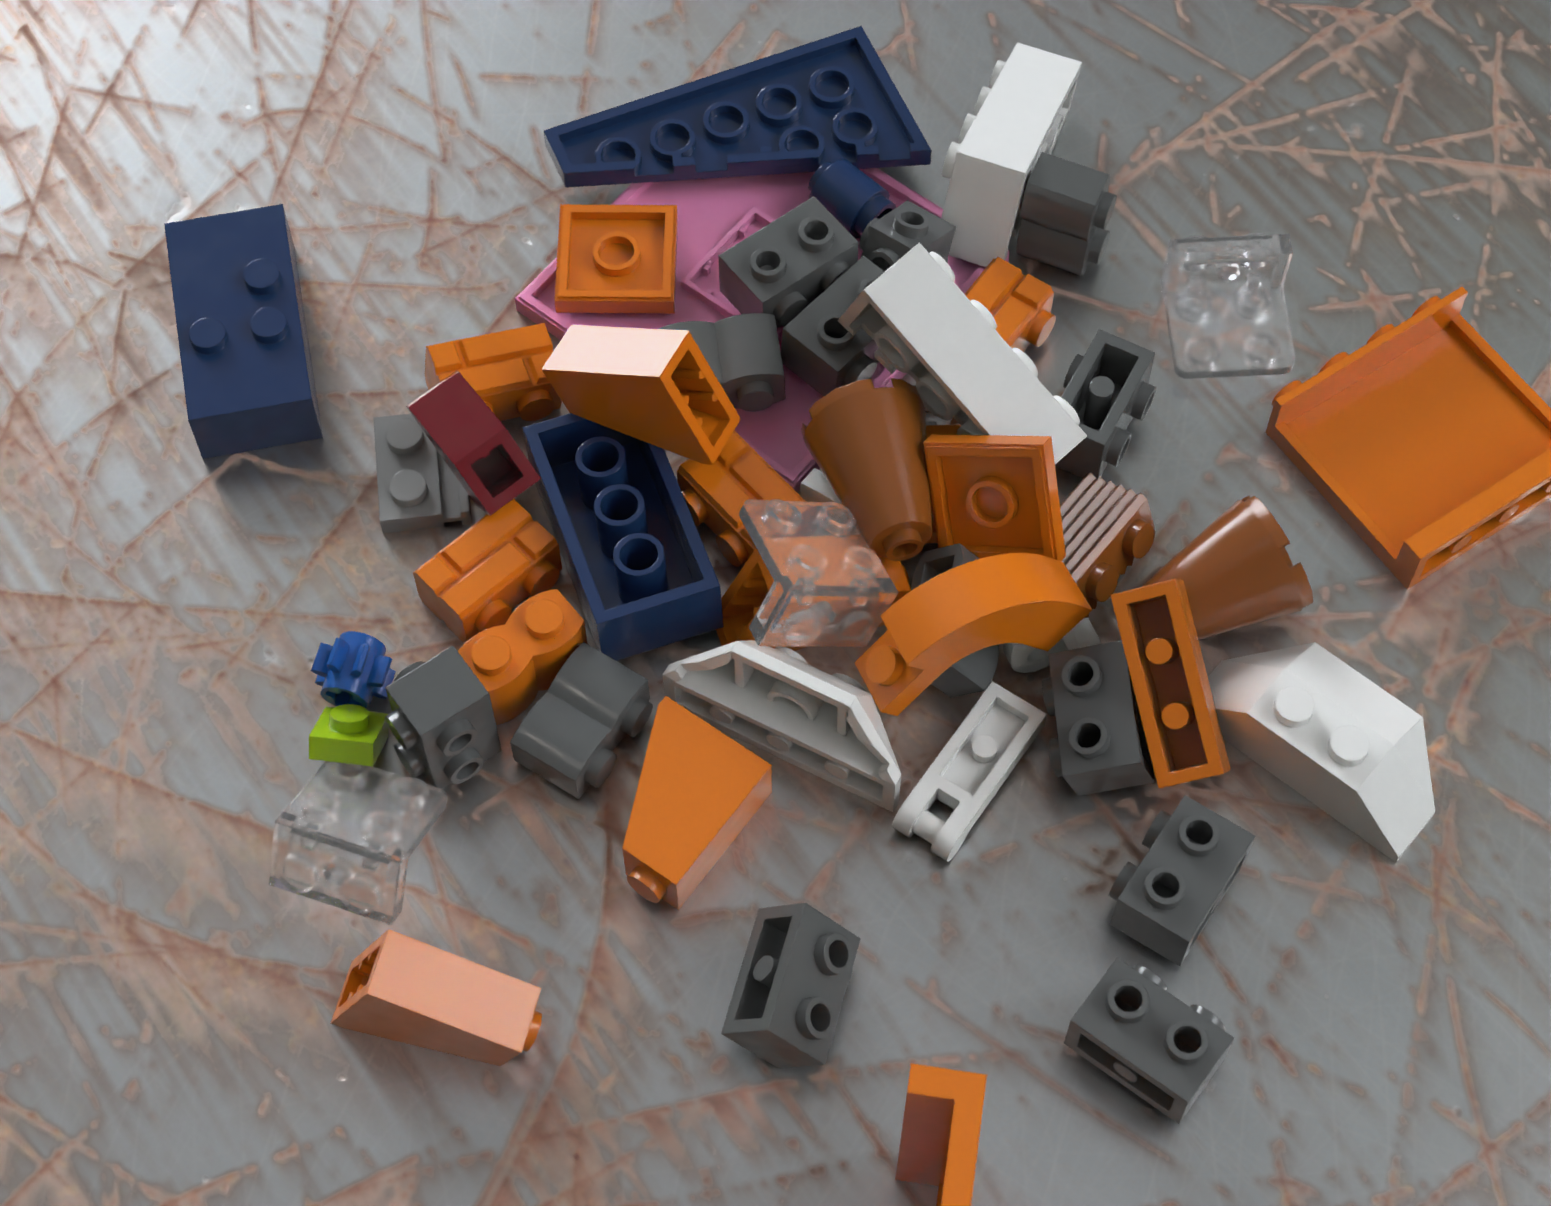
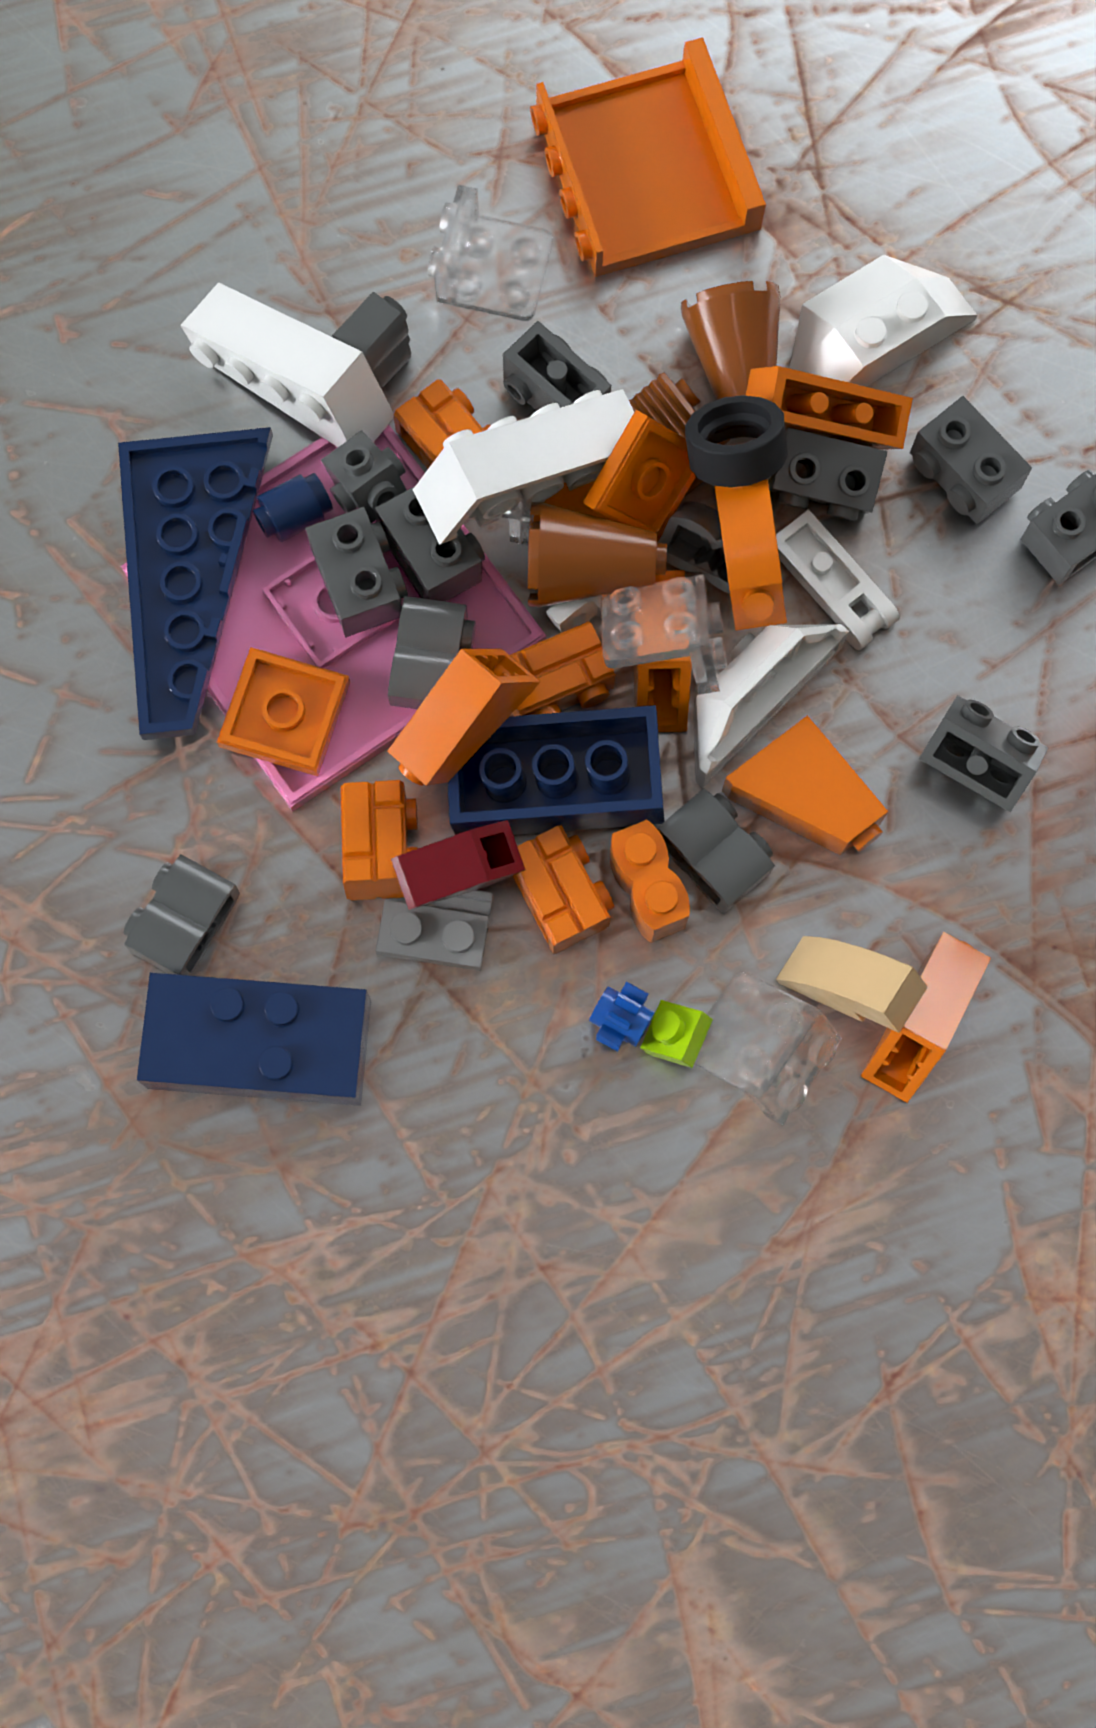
camera: 75 degrees left, 15 degrees up
(361, 233) = (180, 917): none -> dark grey brick
(437, 889) = (854, 981): none -> tan slope
(442, 720) = (700, 951): dark grey brick -> none
(1045, 580) = (737, 463): none -> black tyre

